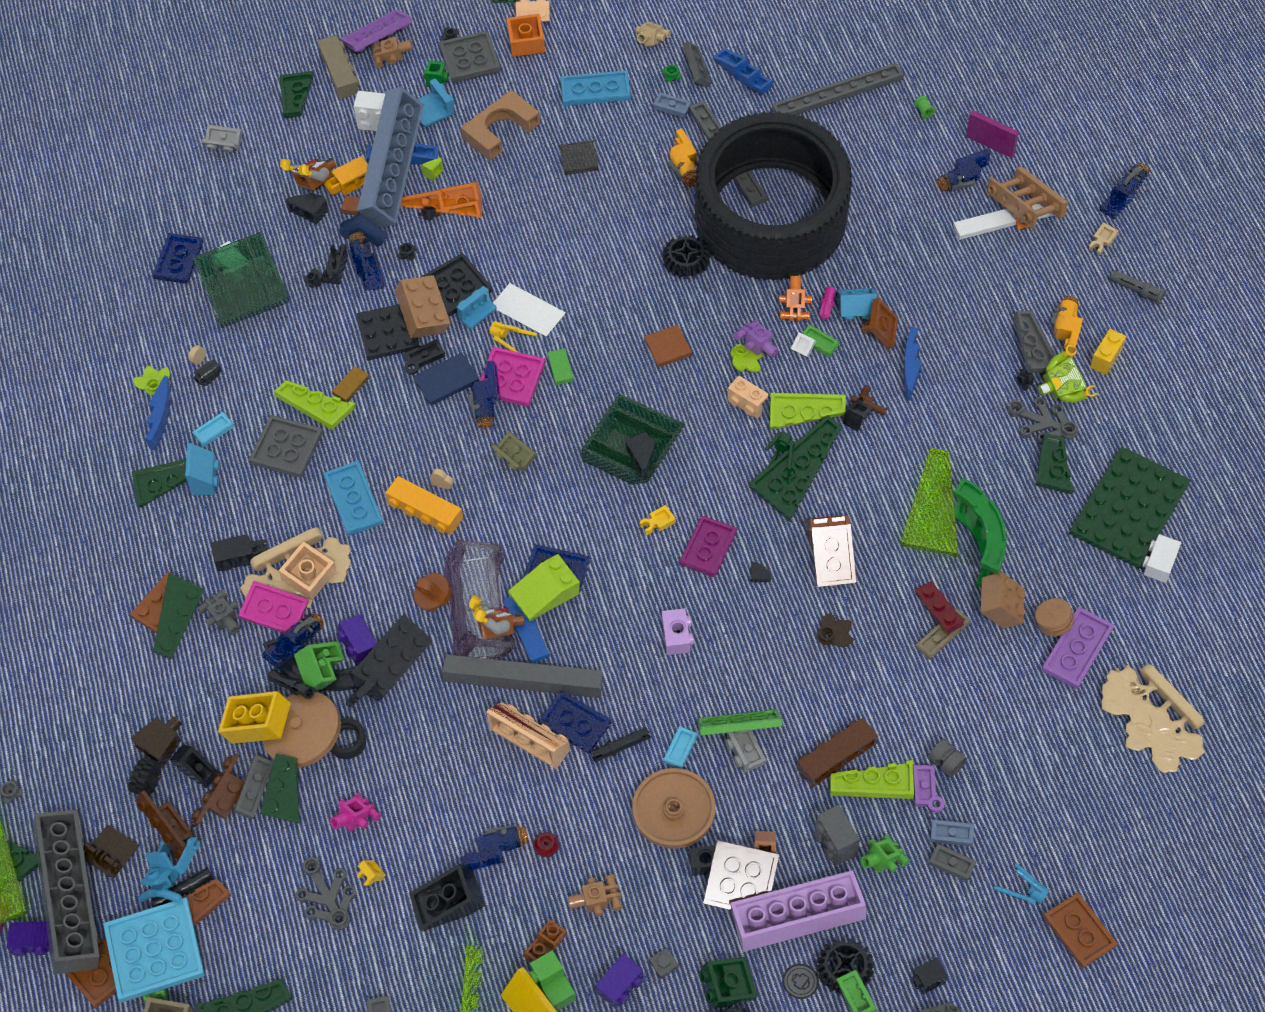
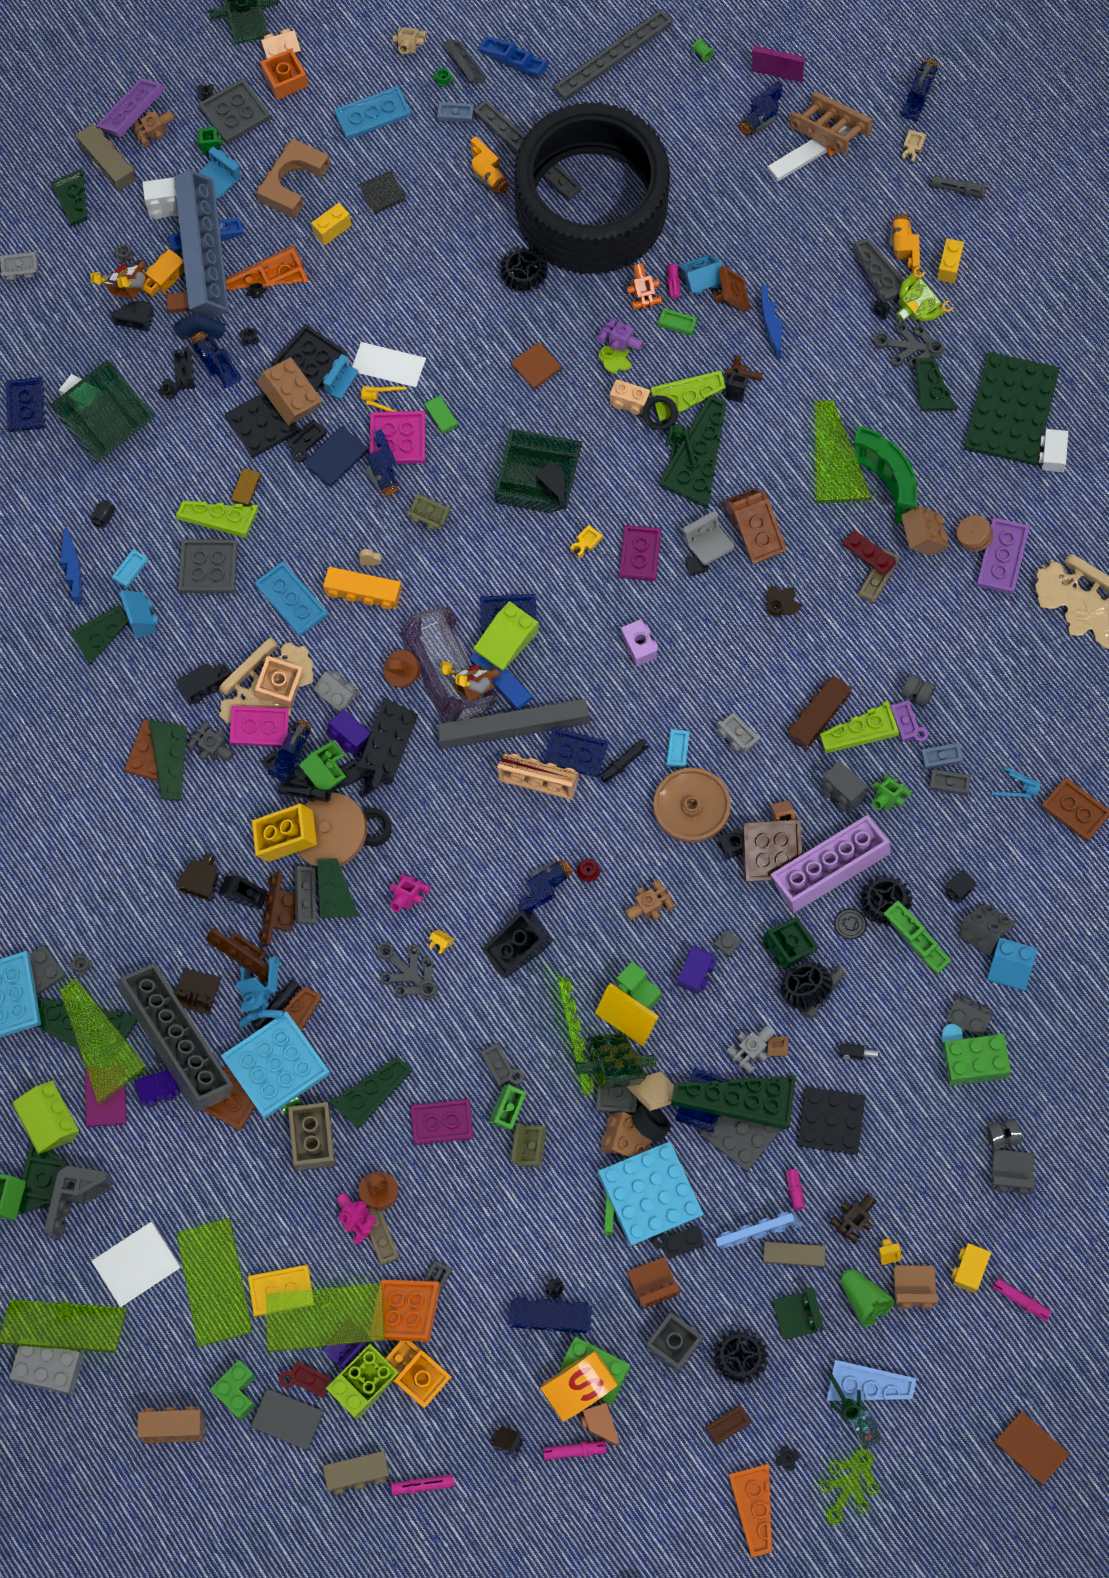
camera: 15 degrees left, 10 degrees up
(144, 776) = (203, 916): black tyre -> none
(150, 379) = (49, 534): lime plate -> none
(197, 354) = (85, 498): tan tile -> none
(321, 151) = (123, 249): none -> dark grey plate
(361, 594) = (336, 690): none -> light grey bracket
(432, 169) = (242, 243): lime slope -> none
(520, 172) = (331, 224): none -> yellow brick
(547, 940) = (618, 956): dark orange slope -> none
(739, 722) = (724, 710): bright green tile -> none
(762, 408) = (646, 412): none -> black tyre
(778, 549) = (707, 539): none -> light grey bracket
(803, 344) = (664, 330): white tile -> none

